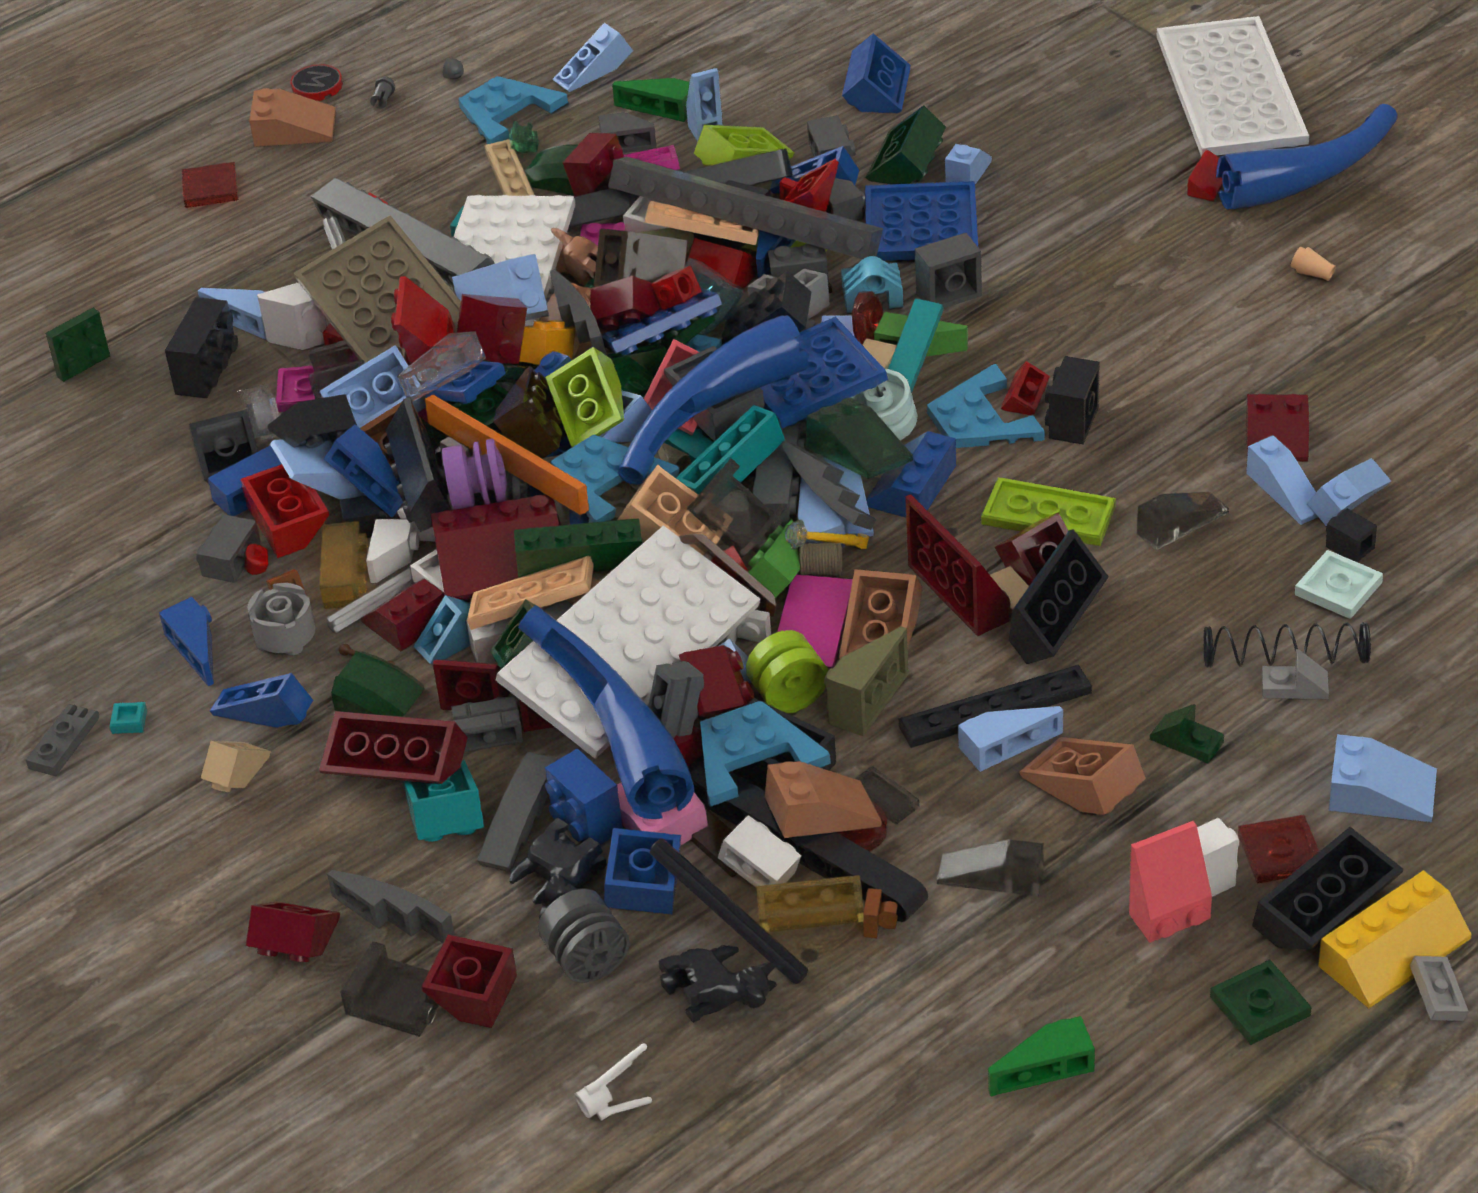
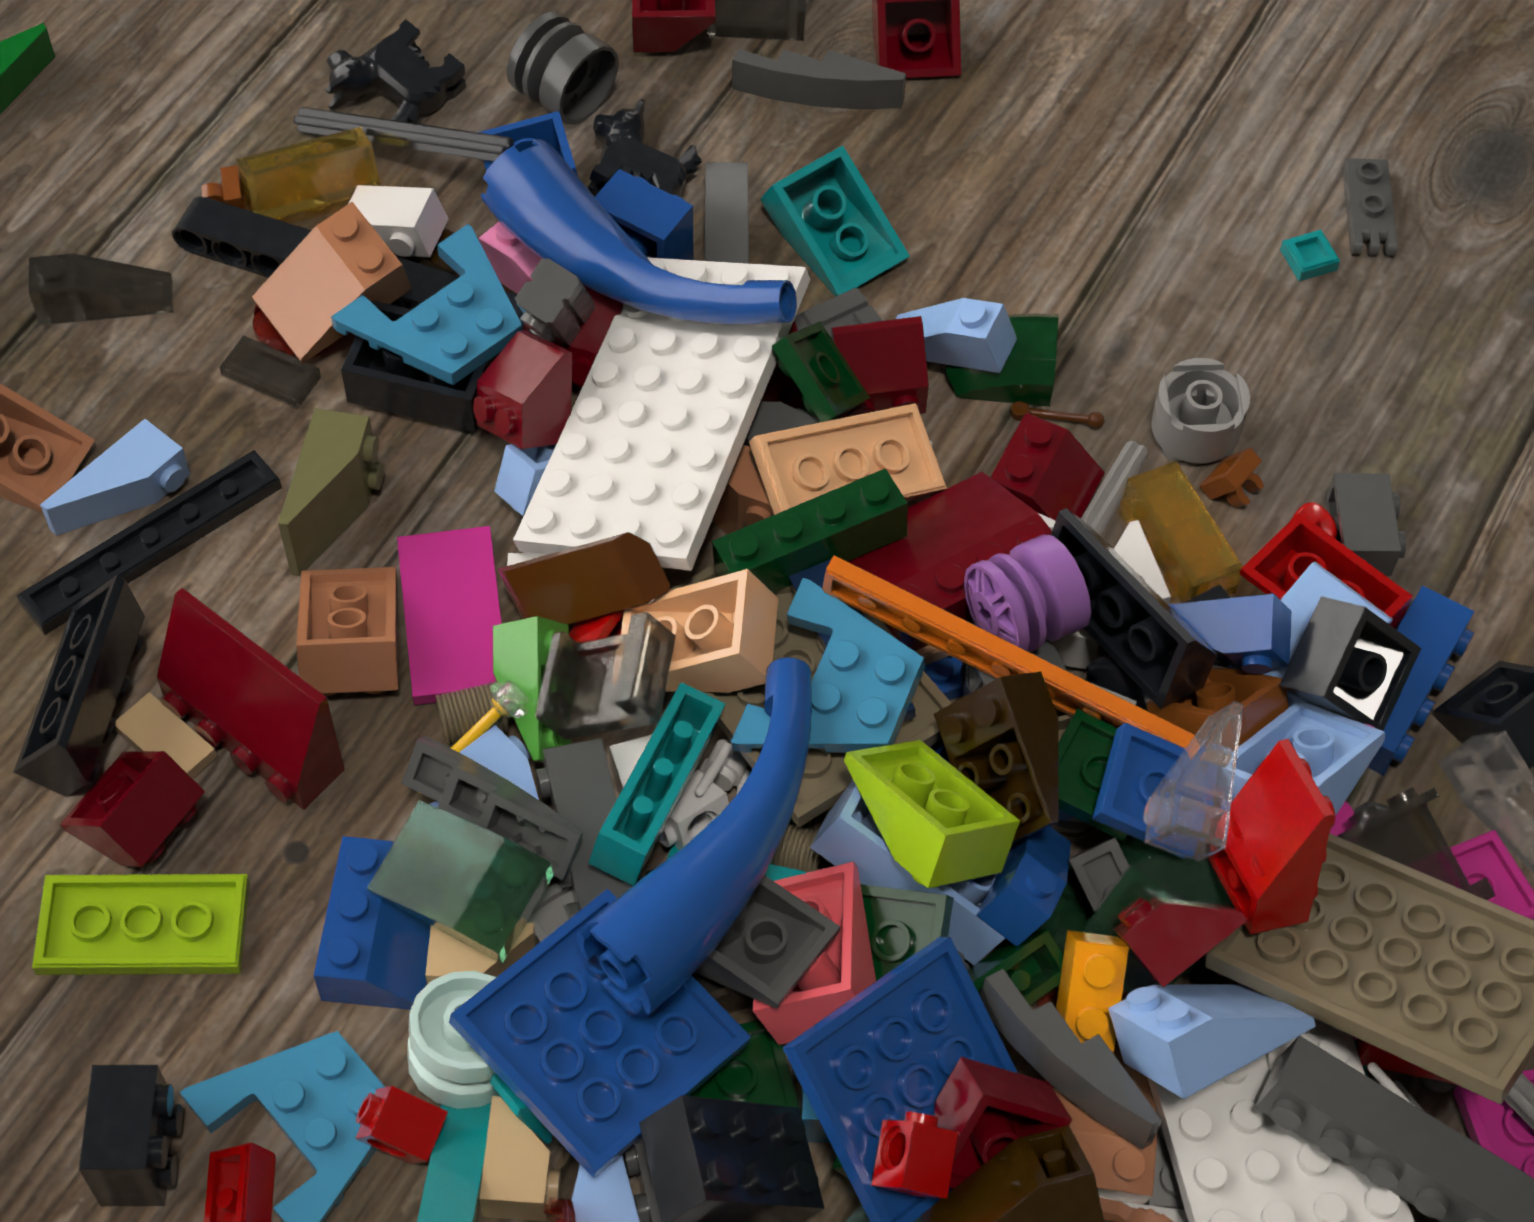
camera: 155 degrees right, 15 degrees up
(189, 632) = (1305, 369): blue slope -> none
(232, 764) = (1121, 211): tan slope -> none
(265, 702) = (1139, 294): blue slope -> none
(393, 748) = (922, 247): dark red slope -> none
(409, 681) = (967, 333): none -> light blue slope
(445, 631) = (964, 454): dark azure slope -> none
(786, 671) = (443, 471): lime wheel -> none
(930, 384) = (400, 1124): none -> red brick

